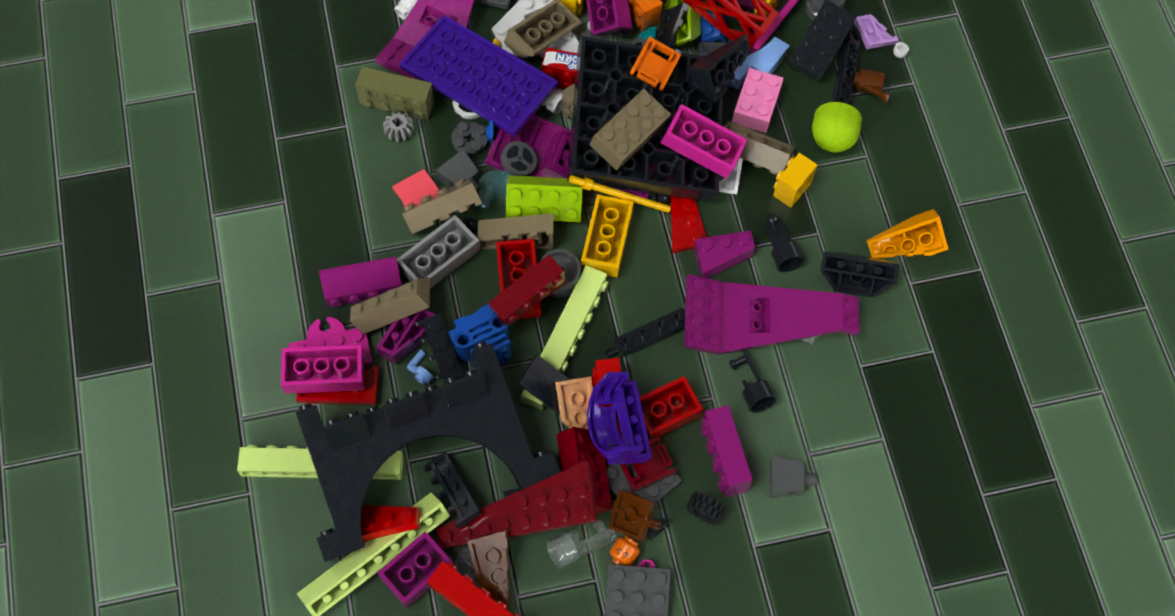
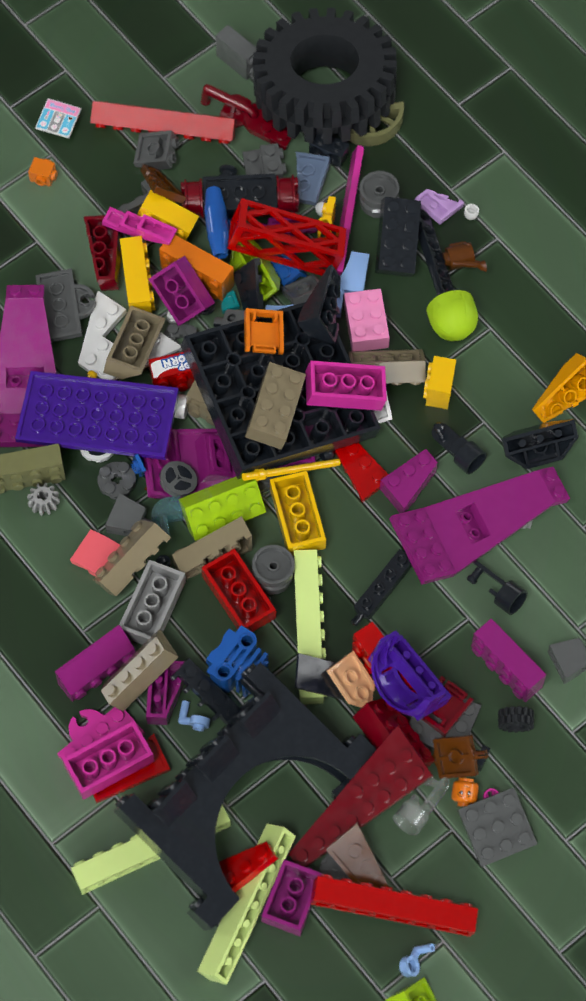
camera: 25 degrees left, 0 degrees up
(453, 488) = (285, 810): black hinge -> none
(528, 290) = (260, 599): dark red wedge -> none
(669, 407) = (439, 643): red brick -> none

